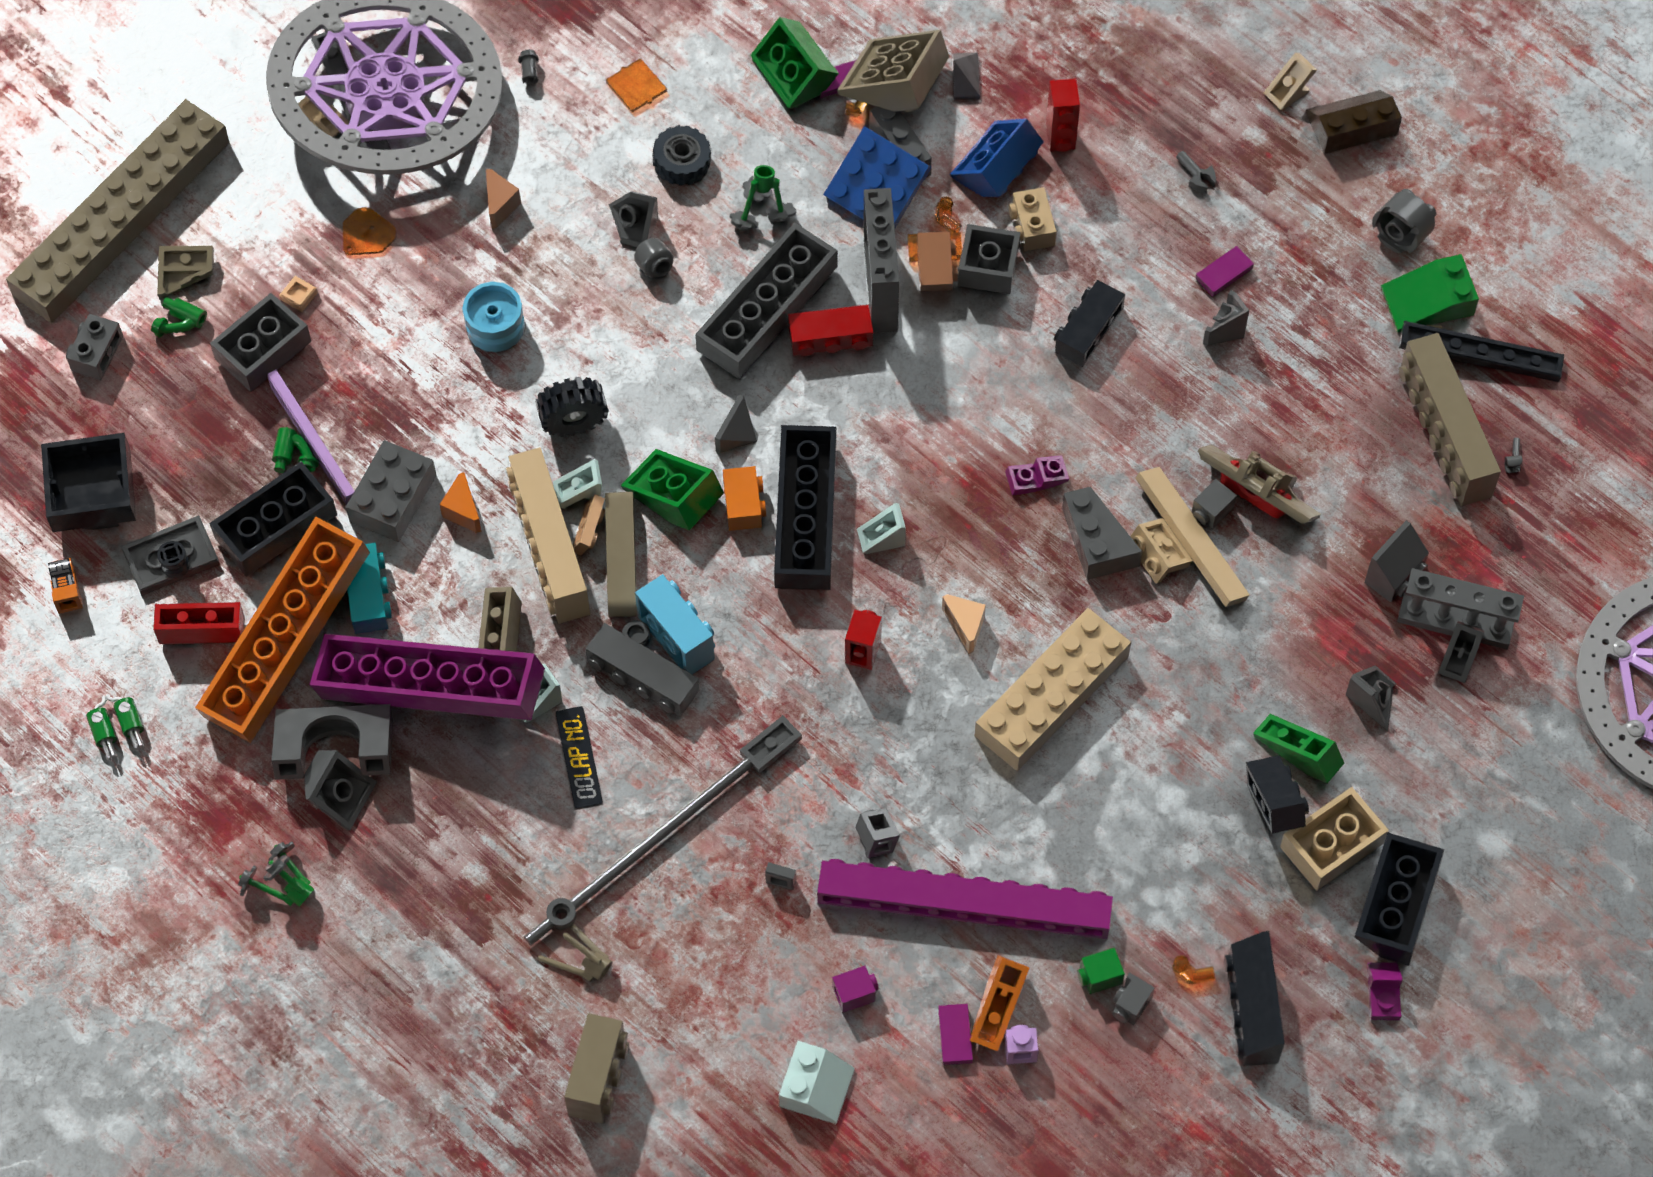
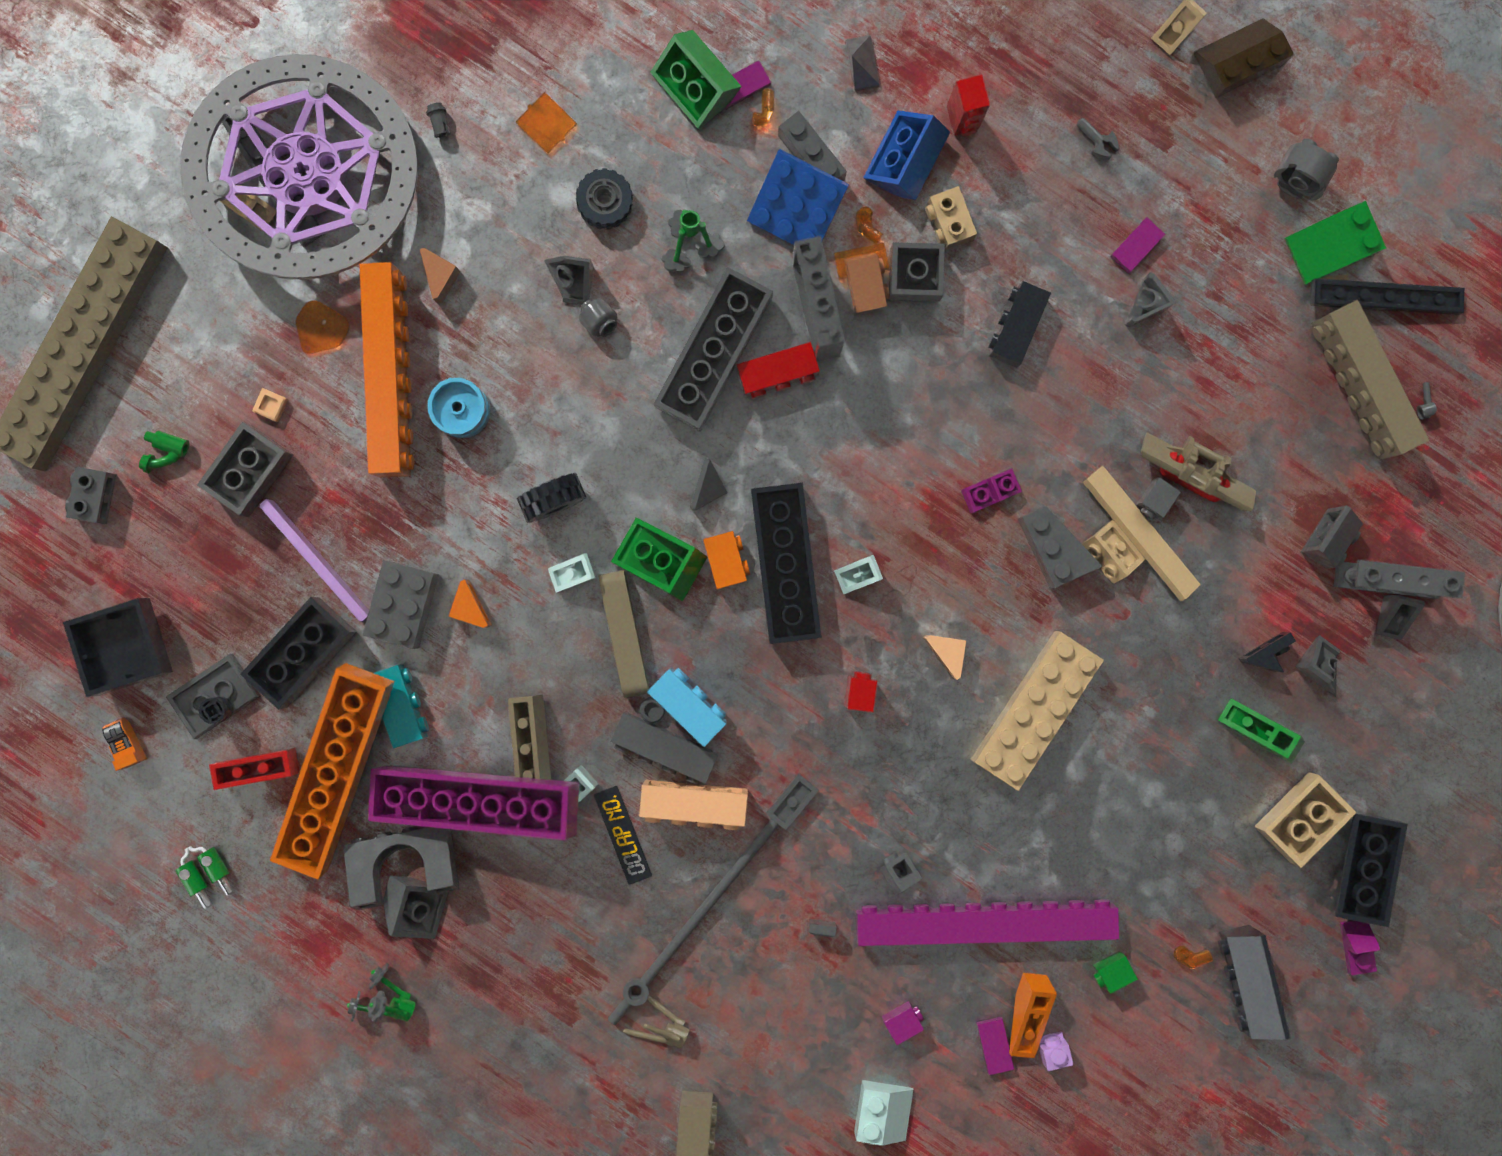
camera: 10 degrees left, 25 degrees up
(183, 267) = (154, 395): dark tan wing -> none
(284, 447) = (293, 574): green plant -> none
(426, 273) = (386, 370): none -> orange brick
(547, 536) = (554, 631): tan brick -> none
(591, 516) = (588, 619): light nougat plate -> none
(663, 721) = (693, 803): none -> light nougat brick
(896, 70) = (796, 76): dark tan slope -> none
(1132, 999) = (1145, 995): dark grey brick -> none
(1276, 794) = (1252, 790): black brick -> none
(1309, 671) = (1264, 656): none -> black slope

